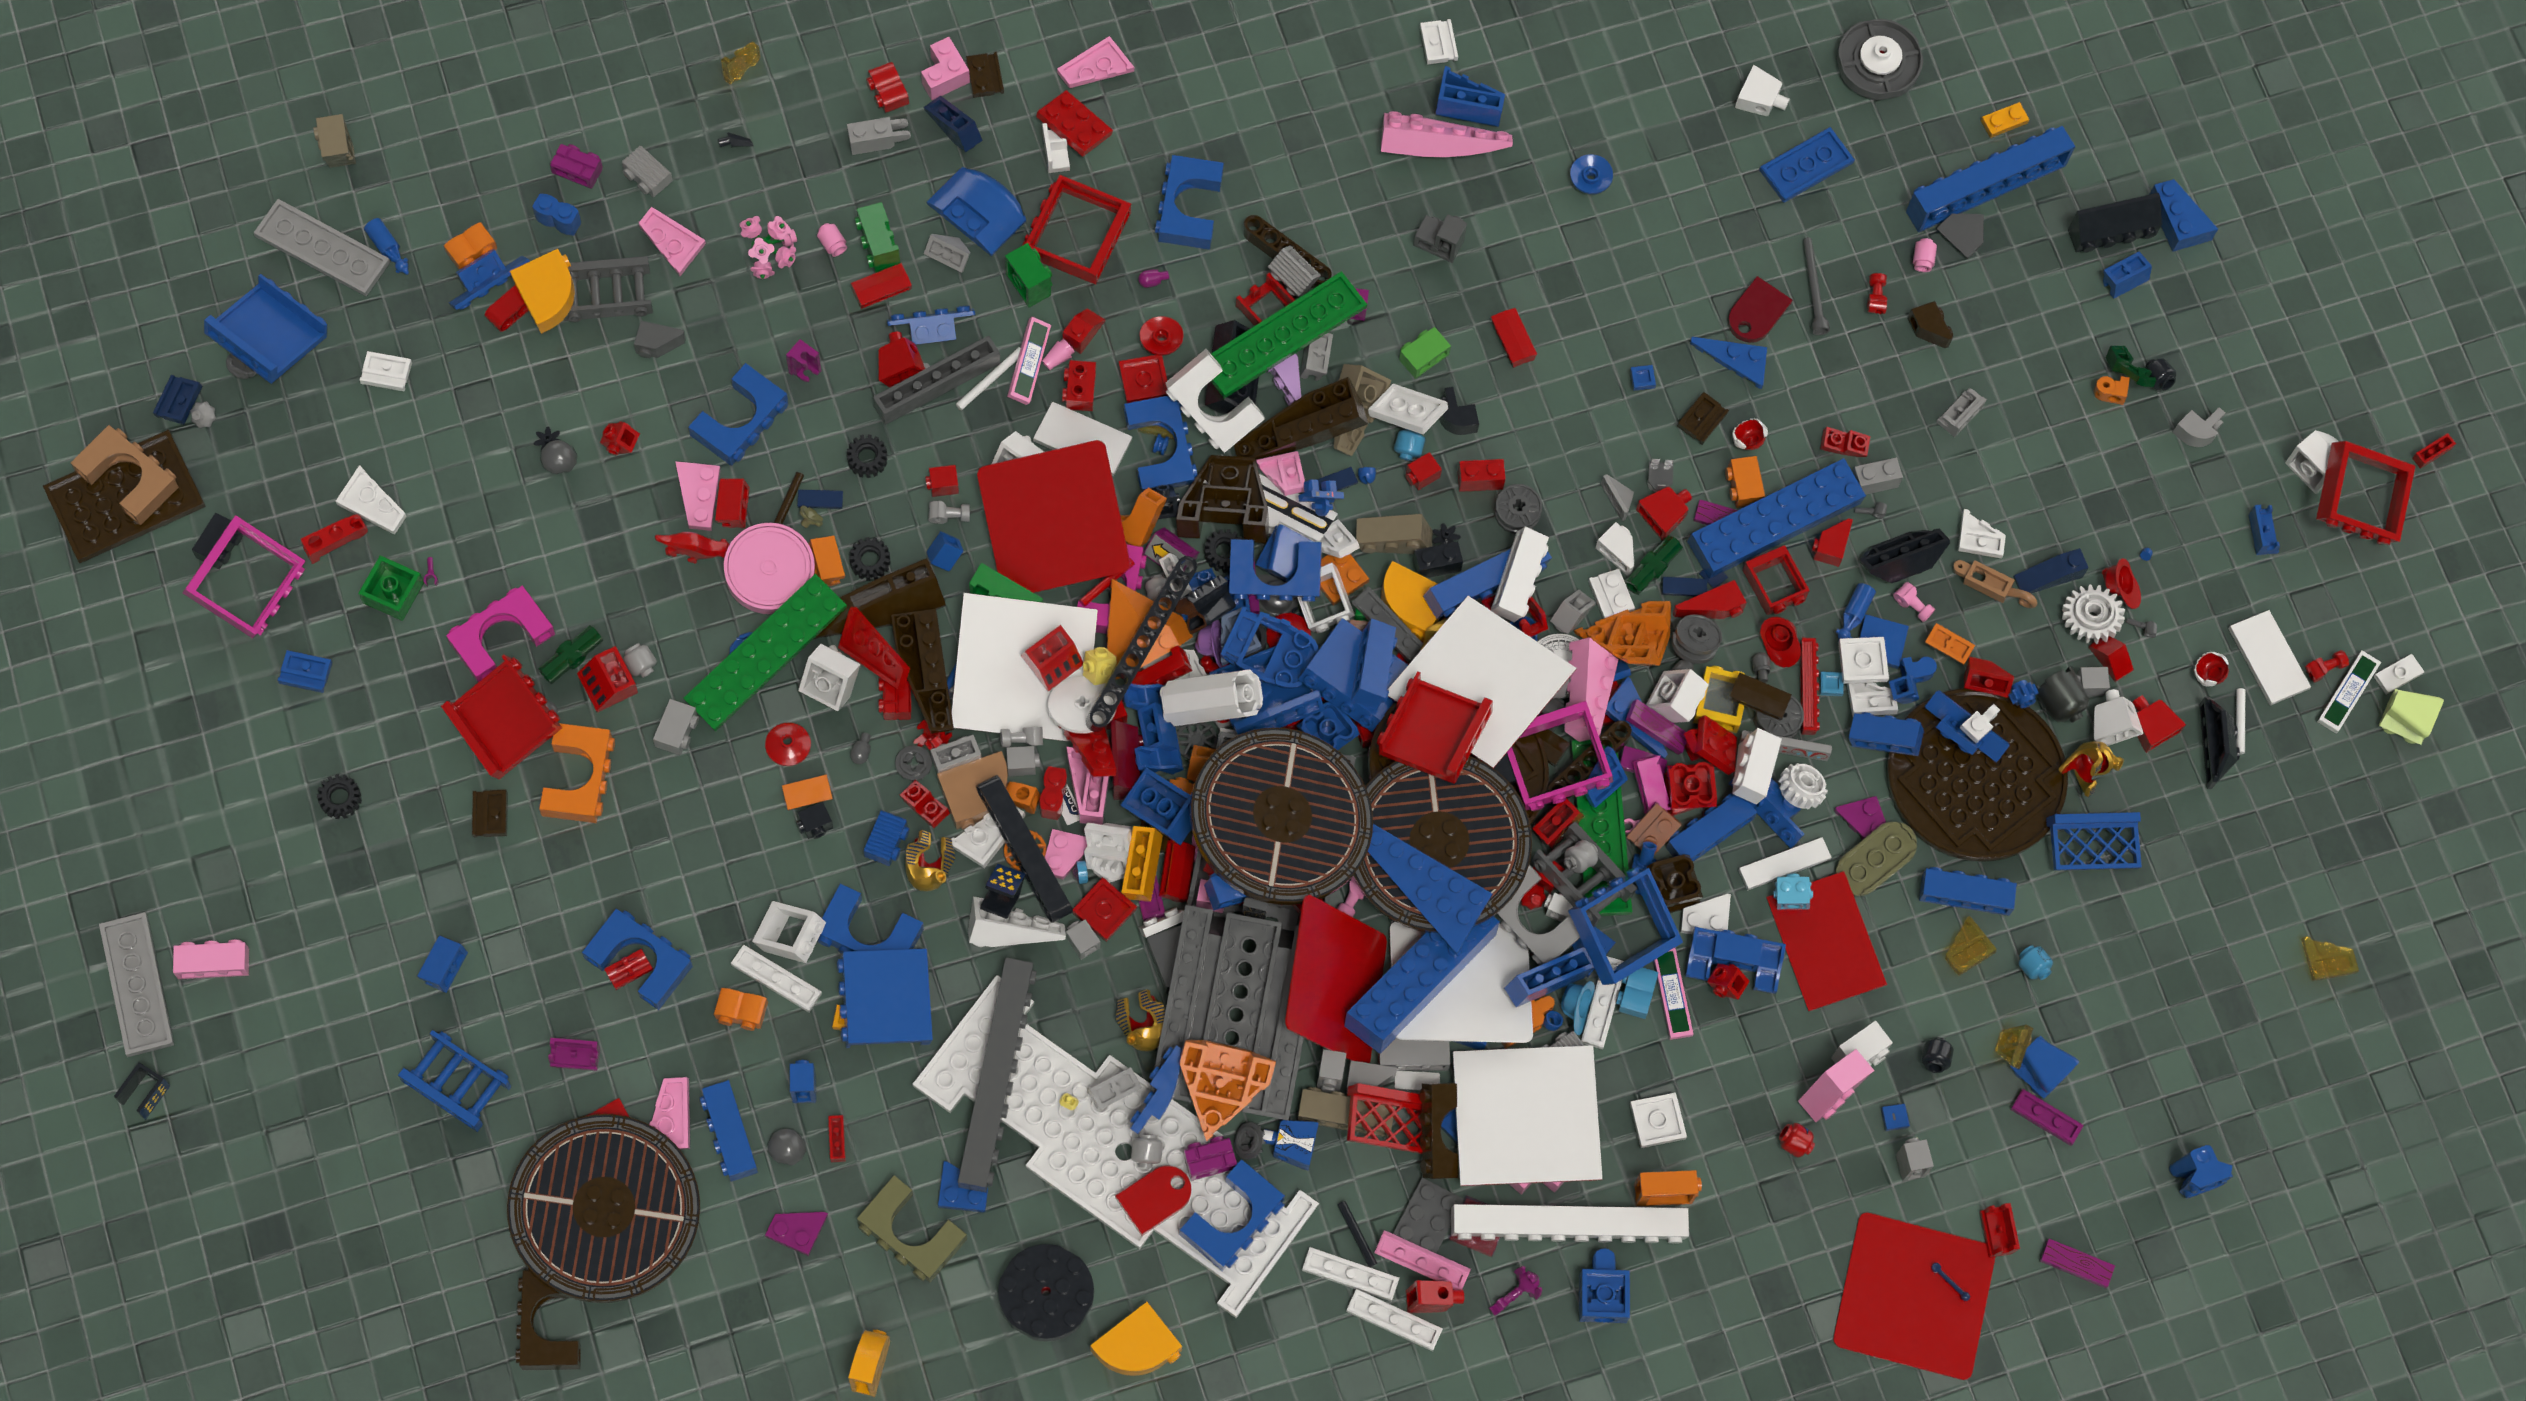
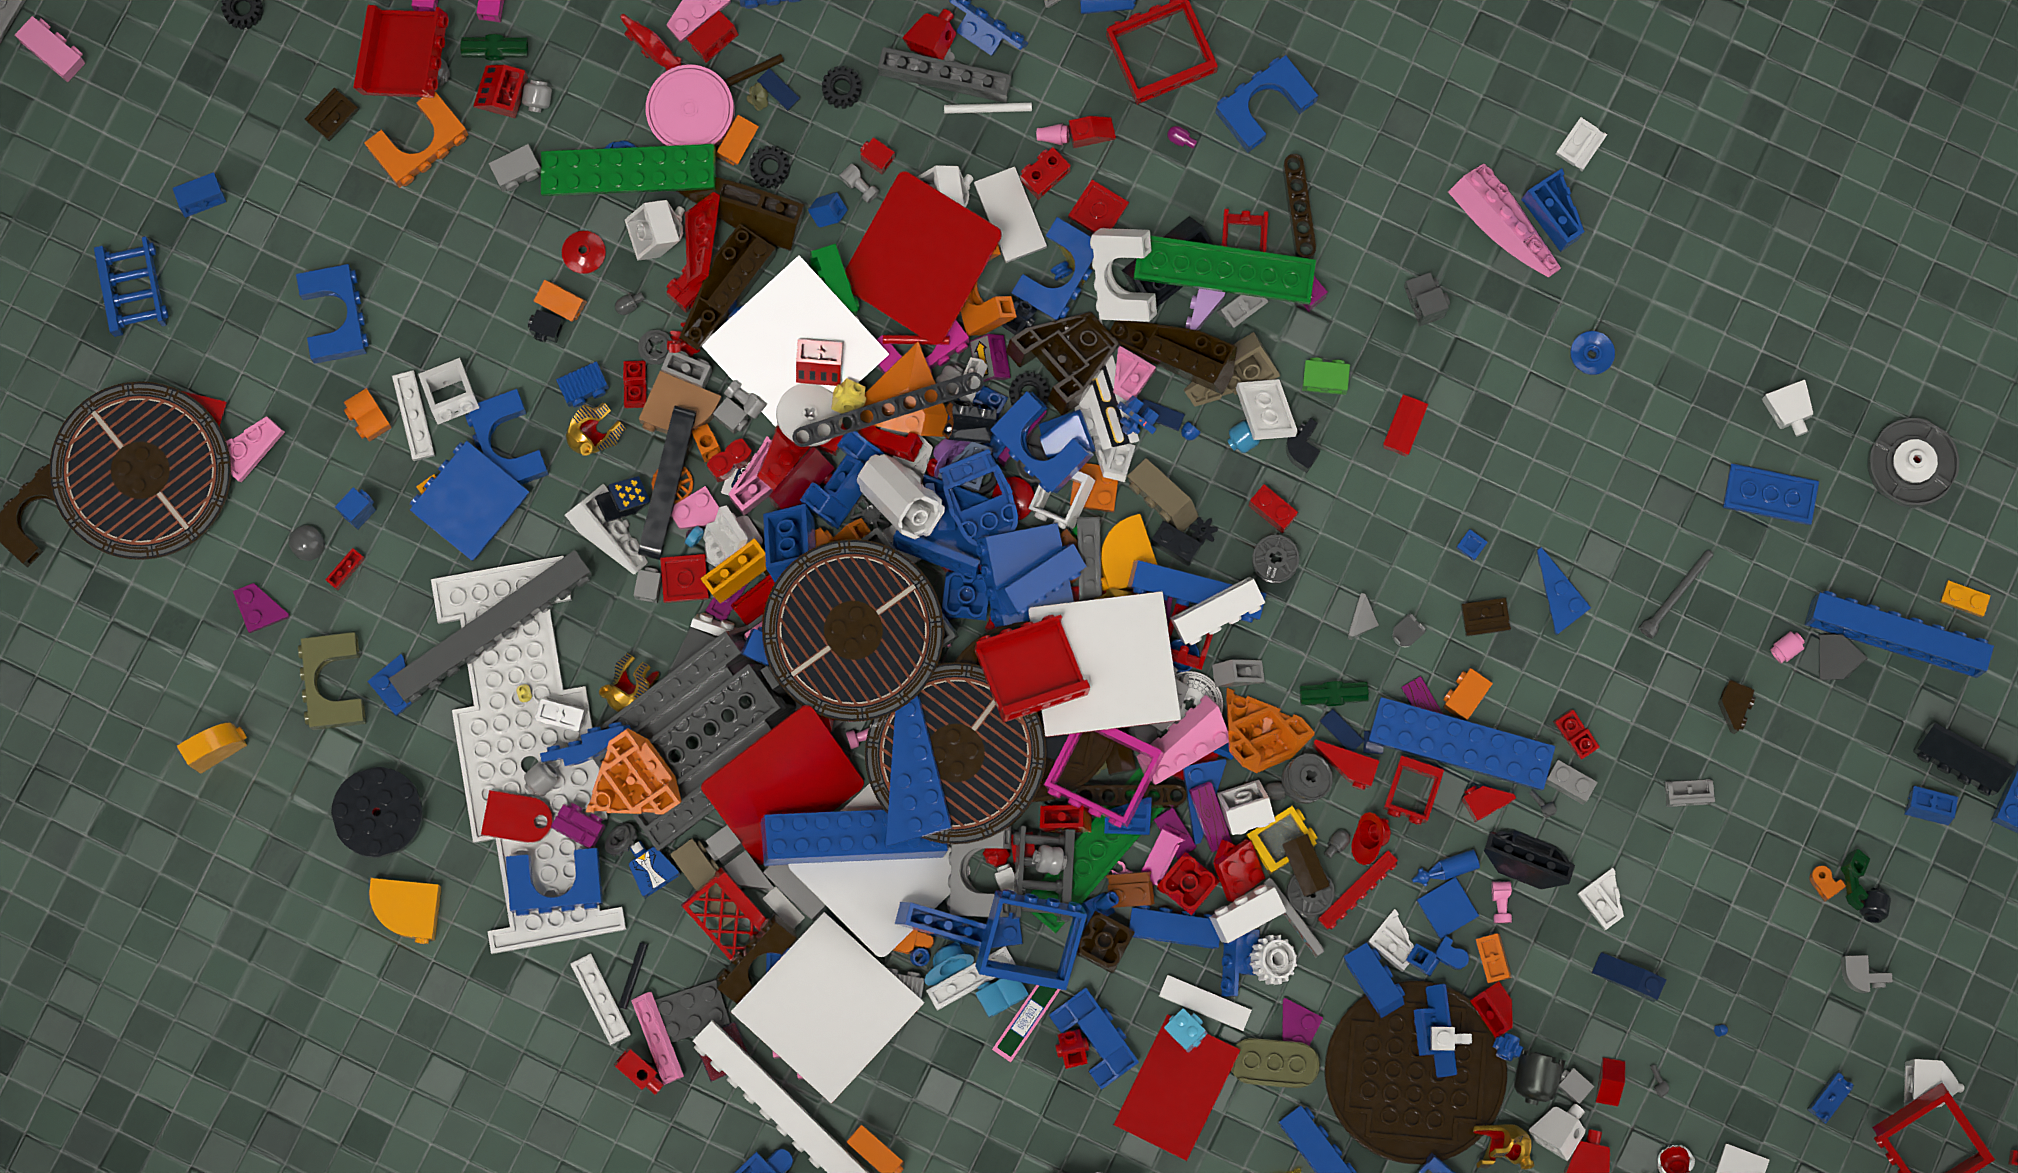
camera: 50 degrees right, 10 degrees up
(574, 1054) = (226, 342): magenta hinge -> none
(628, 969) = (317, 315): red hips -> none
(729, 1131) = (277, 495): blue brick -> none
(980, 841) = (646, 448): white wing -> none
(1028, 274) = (1087, 54): green brick -> none
(1029, 360) = (1028, 120): tile -> none
(1159, 328) = (1142, 178): red dish -> none
(1293, 271) = (1285, 227): light grey brick -> none
(1394, 1320) = (598, 1060): white tile -> none
(1423, 471) = (1233, 466): red brick -> none
(1528, 1283) = (714, 1123): magenta piece -> none
(1611, 593) = (1281, 686): white plate -> none
(1617, 547) = (1320, 656): white slope -> none
(1658, 1120) = (922, 1099): white plate -> none
(1664, 510) = (1384, 660): red torso -> none
(1708, 915) = (1108, 988): white wing -> none
(1750, 434) = (1507, 662): red hair -> none
(1759, 310) = (1615, 573): dark red tile -> none
(1831, 684) = (1377, 904): dark azure tile -> none
(1863, 660) = (1415, 909): white plate -> none
(1877, 301) = (1712, 648): red leg -> none
(1995, 584) = (1576, 945): medium nougat piece -> none
(2081, 604) = (1621, 1049): white gear -> none
(2123, 583) = (1676, 1036): red piece -> none

